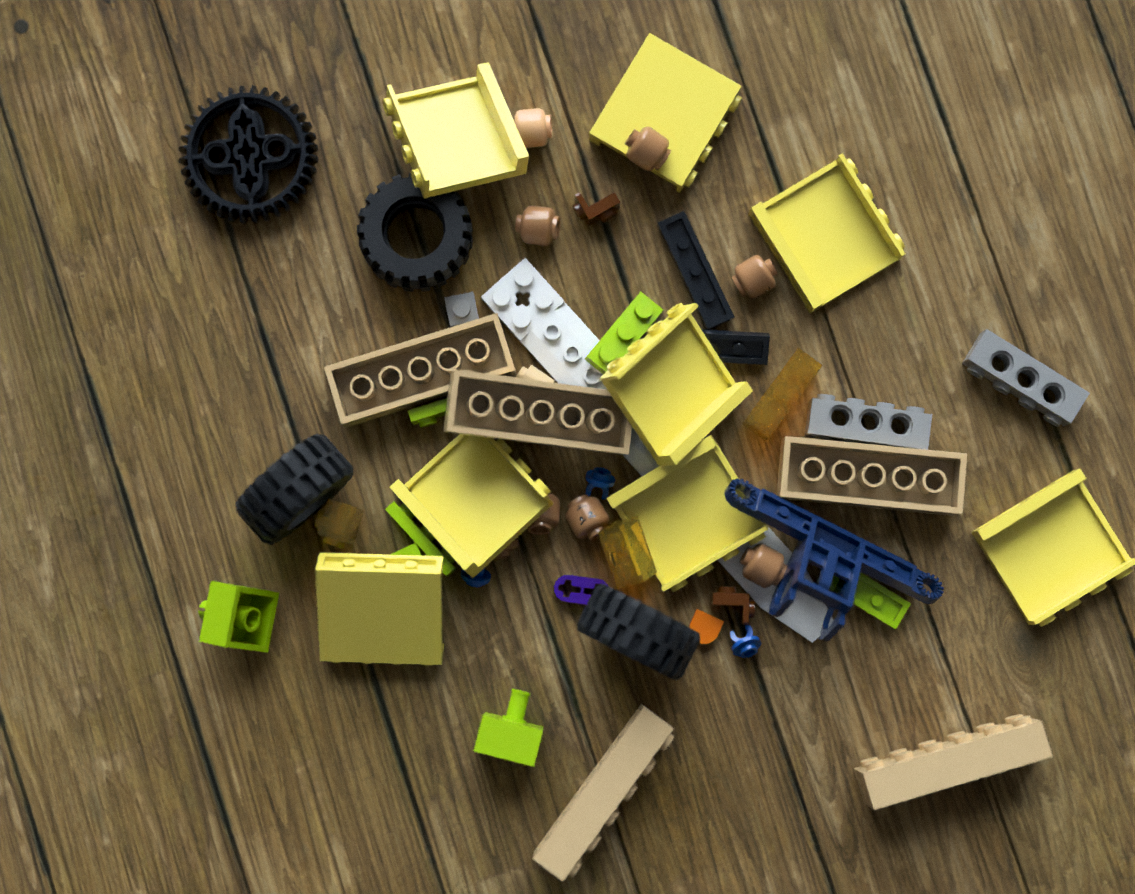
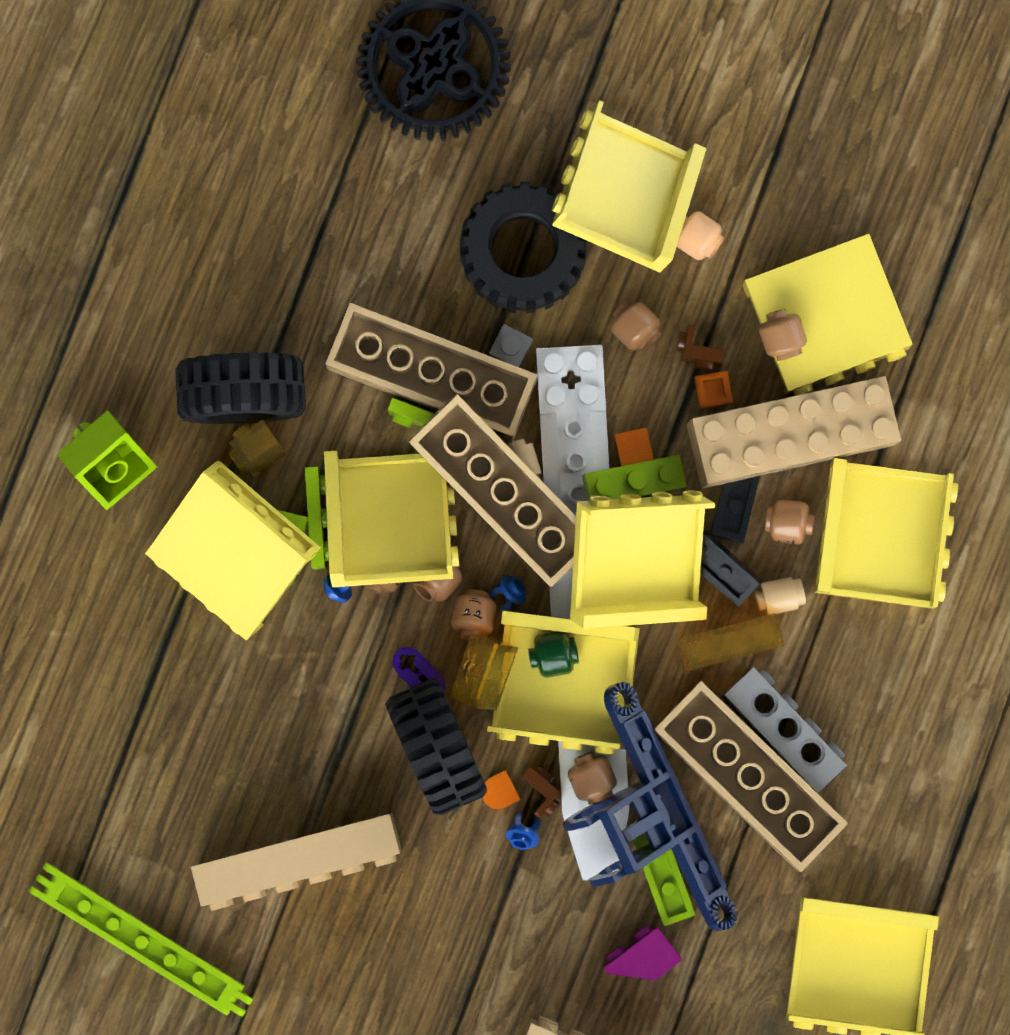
camera: 40 degrees right, 0 degrees up
(510, 735) = (256, 747): lime brick -> none
(604, 311) = (633, 446): none -> orange tile
(627, 228) = (713, 390): none -> orange tile
(666, 500) = (553, 654): none -> dark green head
(707, 212) = (793, 432): none -> tan brick
(790, 333) = (780, 595): none -> tan brick
(900, 661) = (645, 958): none -> magenta slope
(1067, 394) = (982, 846): light grey brick -> none

